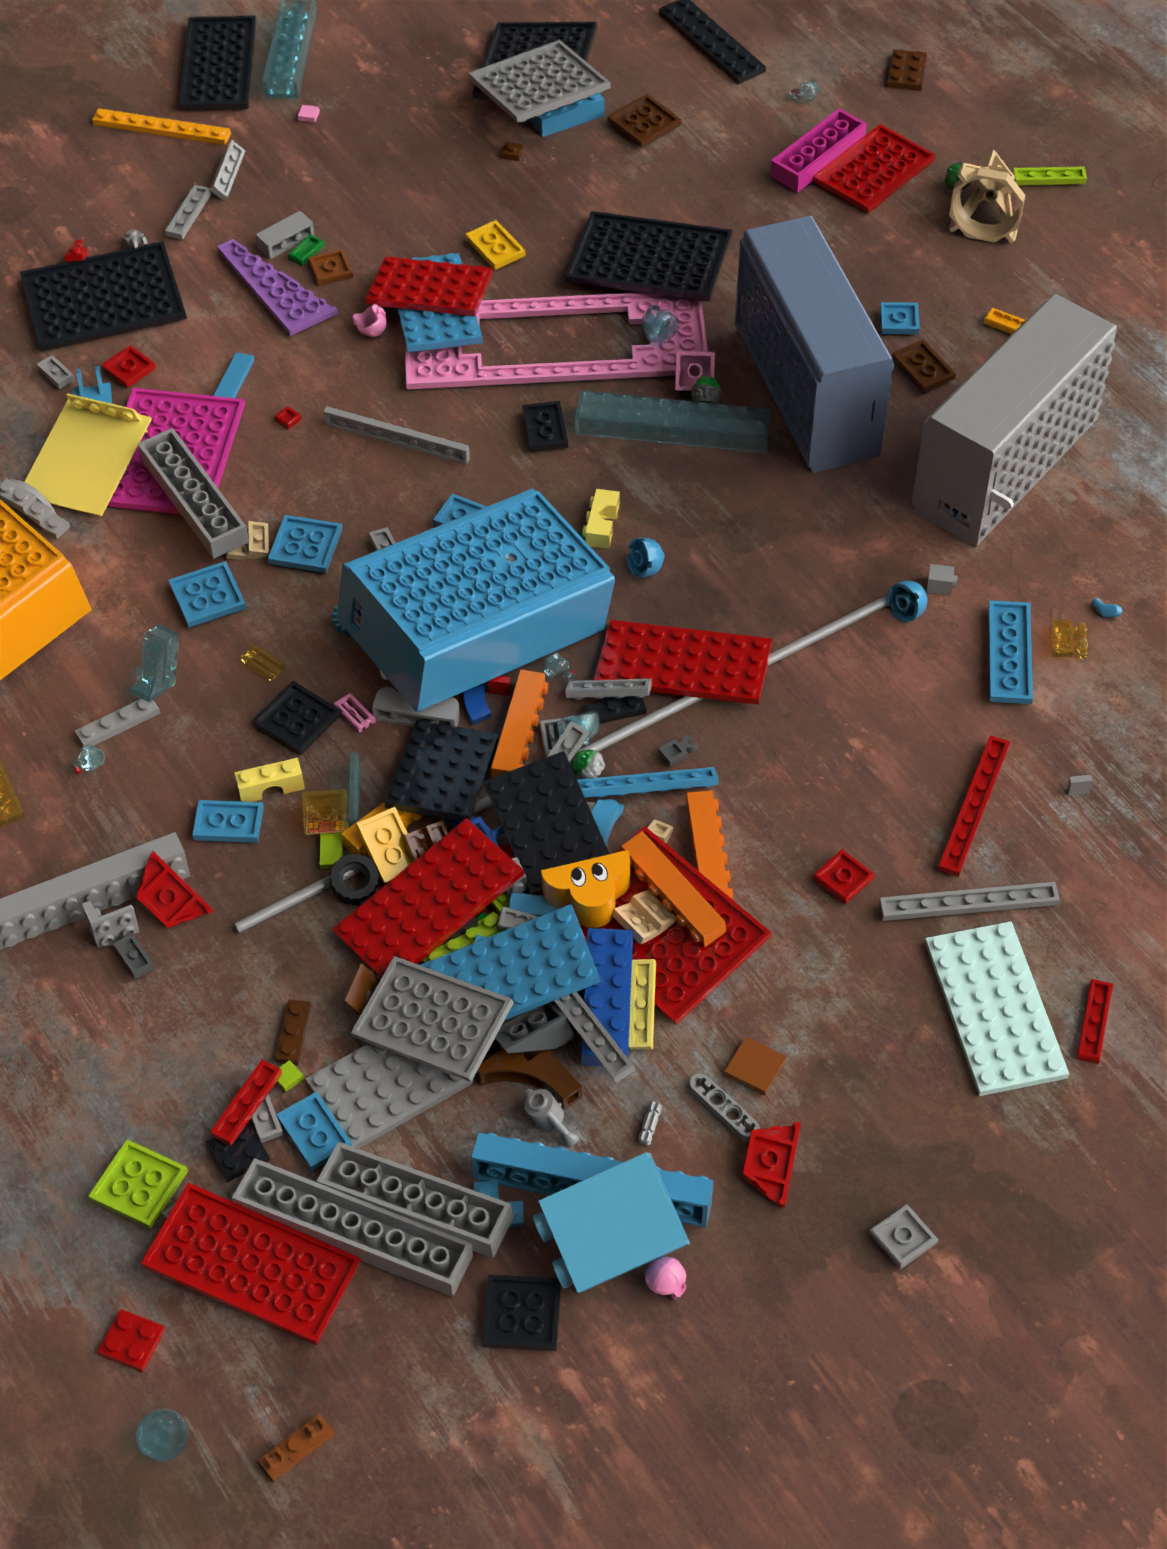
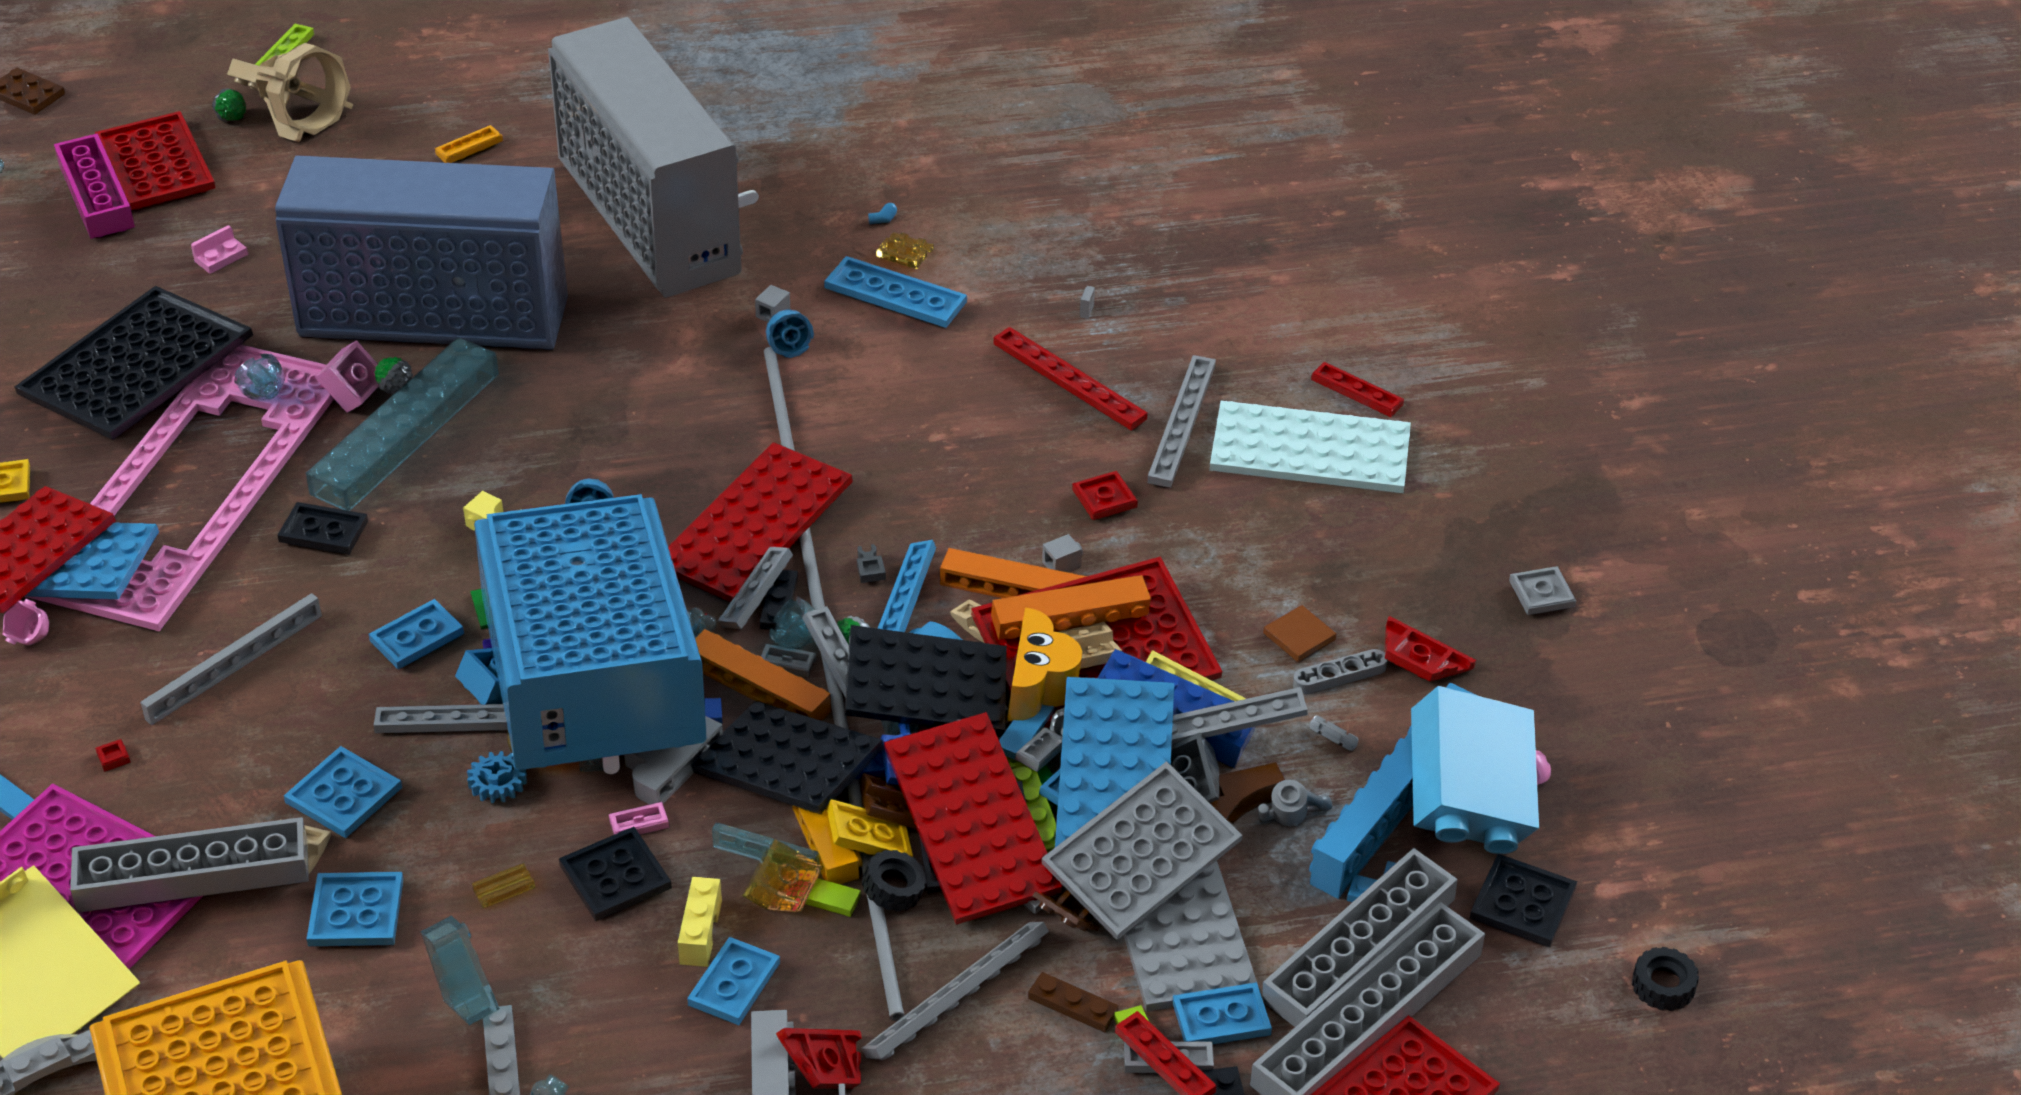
camera: 70 degrees left, 10 degrees down
(263, 951) = (948, 996): none -> light grey plate
(488, 1460) = (1660, 996): none -> black tyre
(753, 870) = (1062, 554): none -> light grey brick

